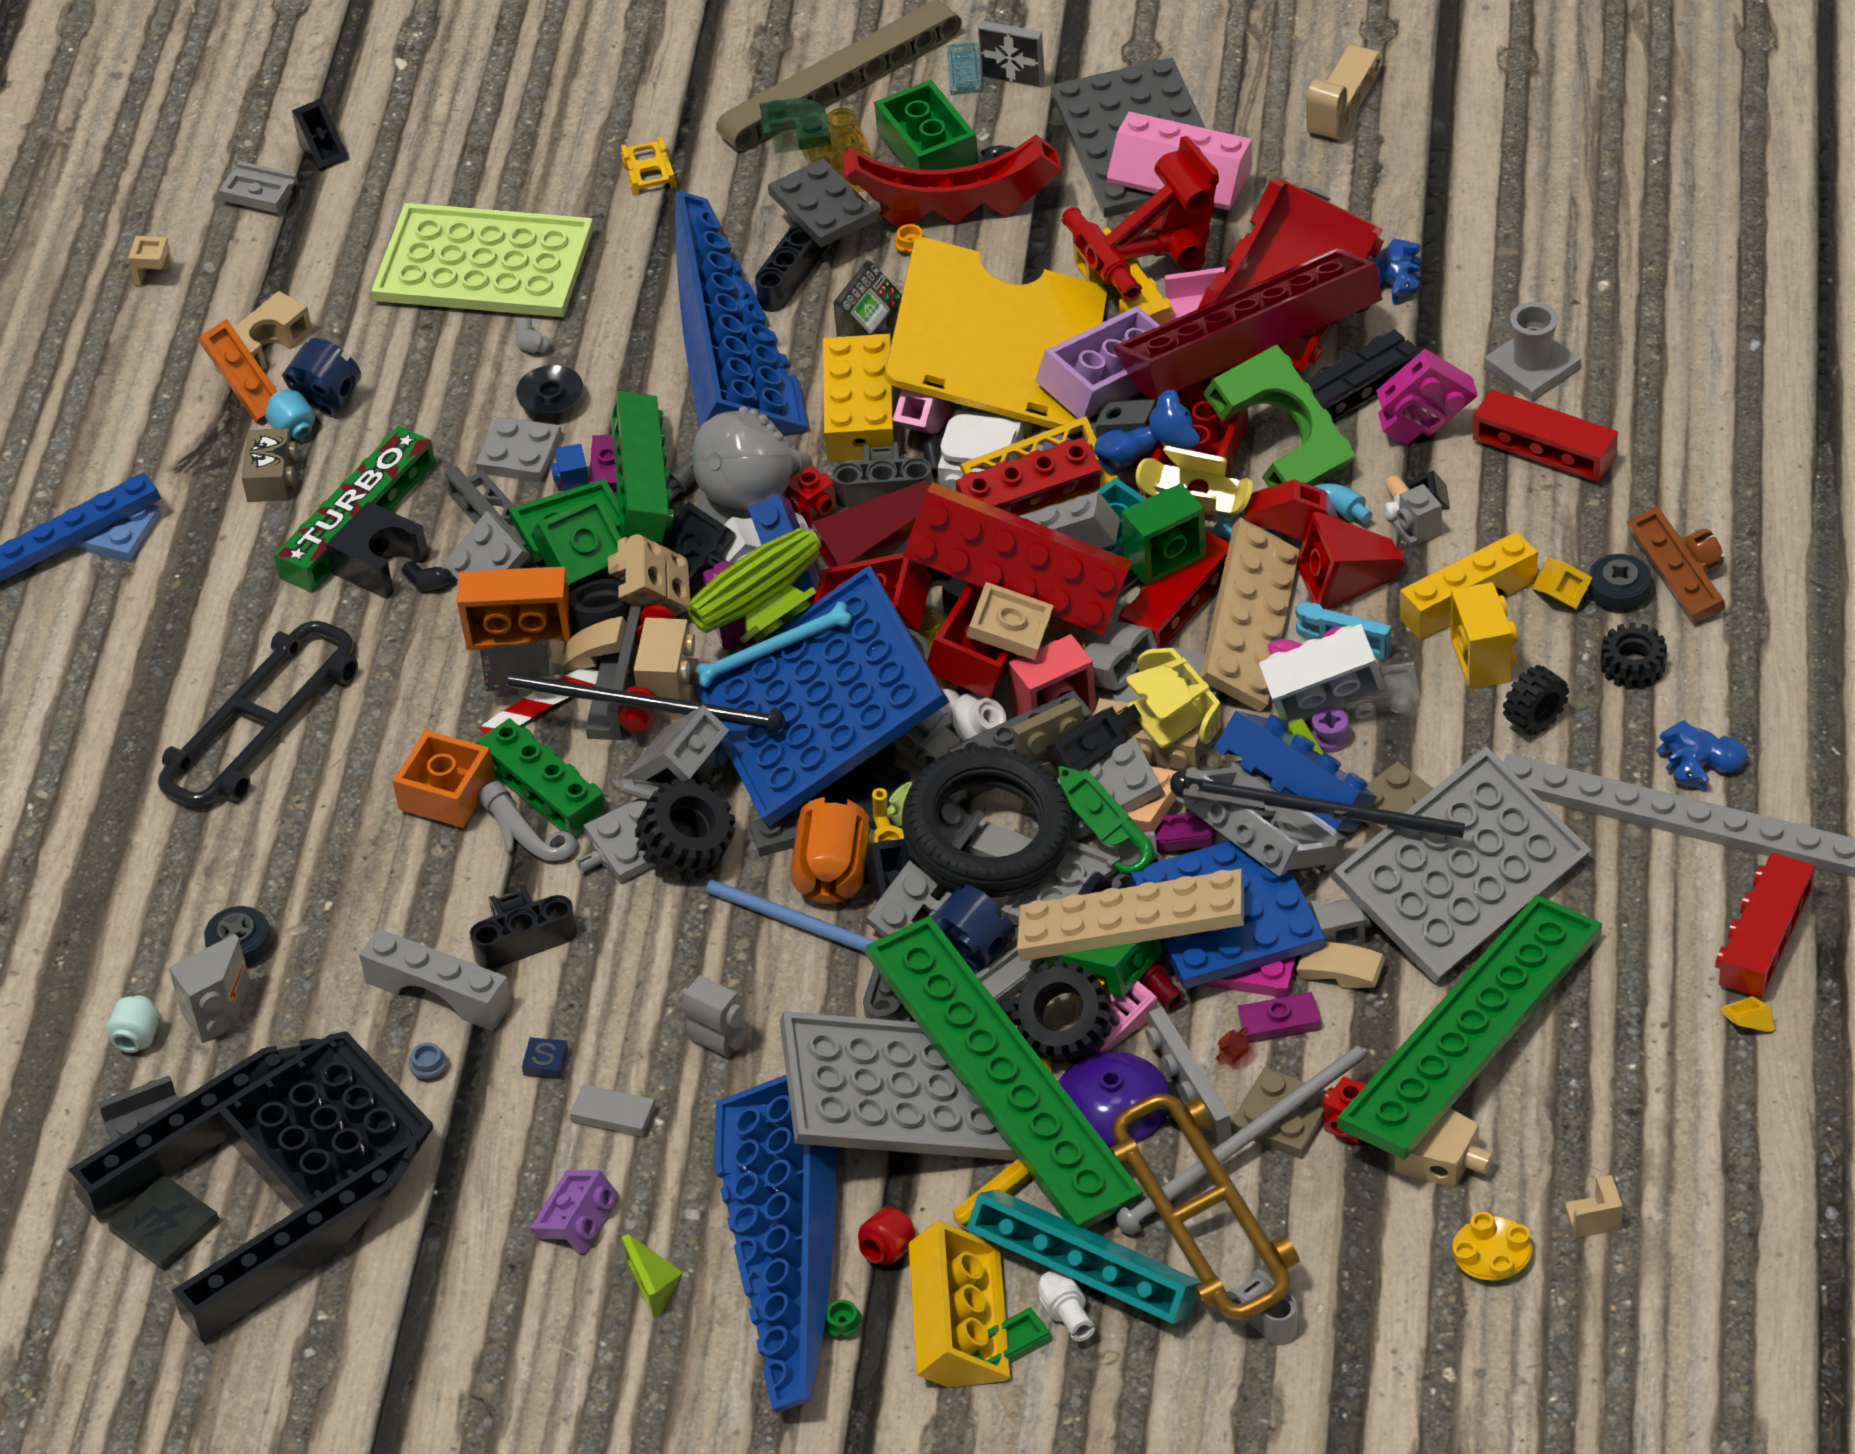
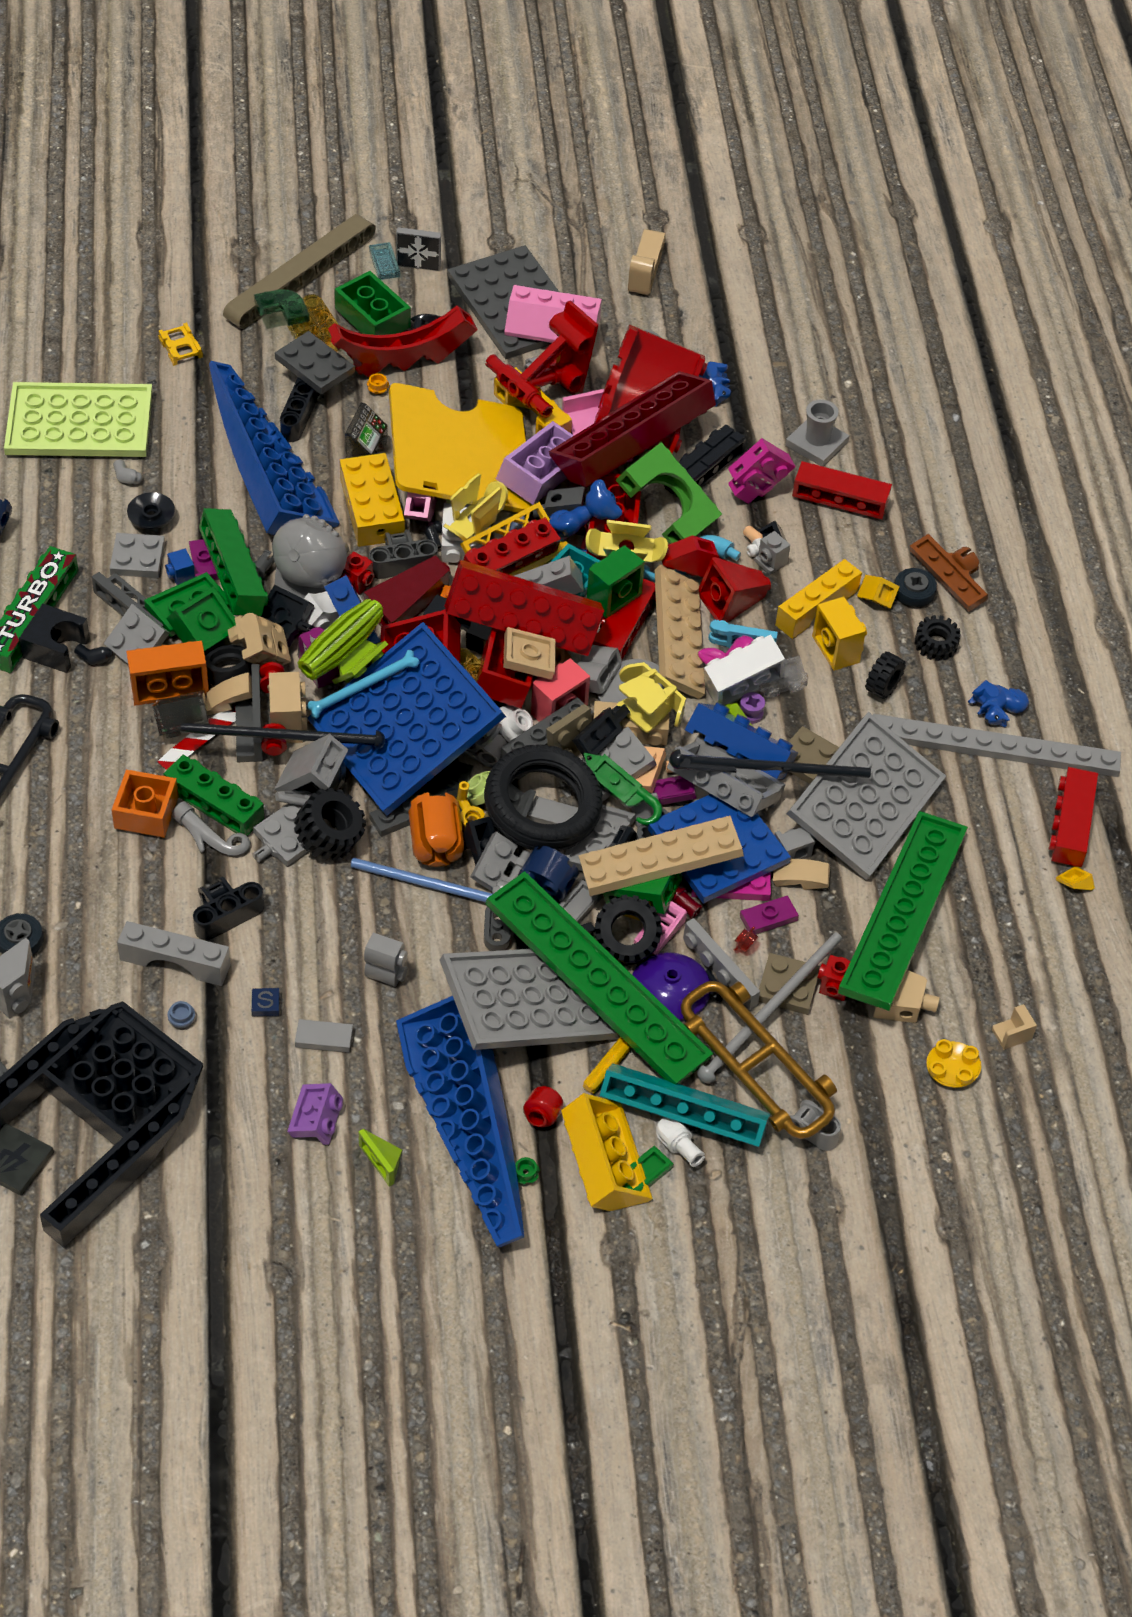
camera: 20 degrees left, 5 degrees up
(996, 426) = (482, 512): none -> light yellow piece

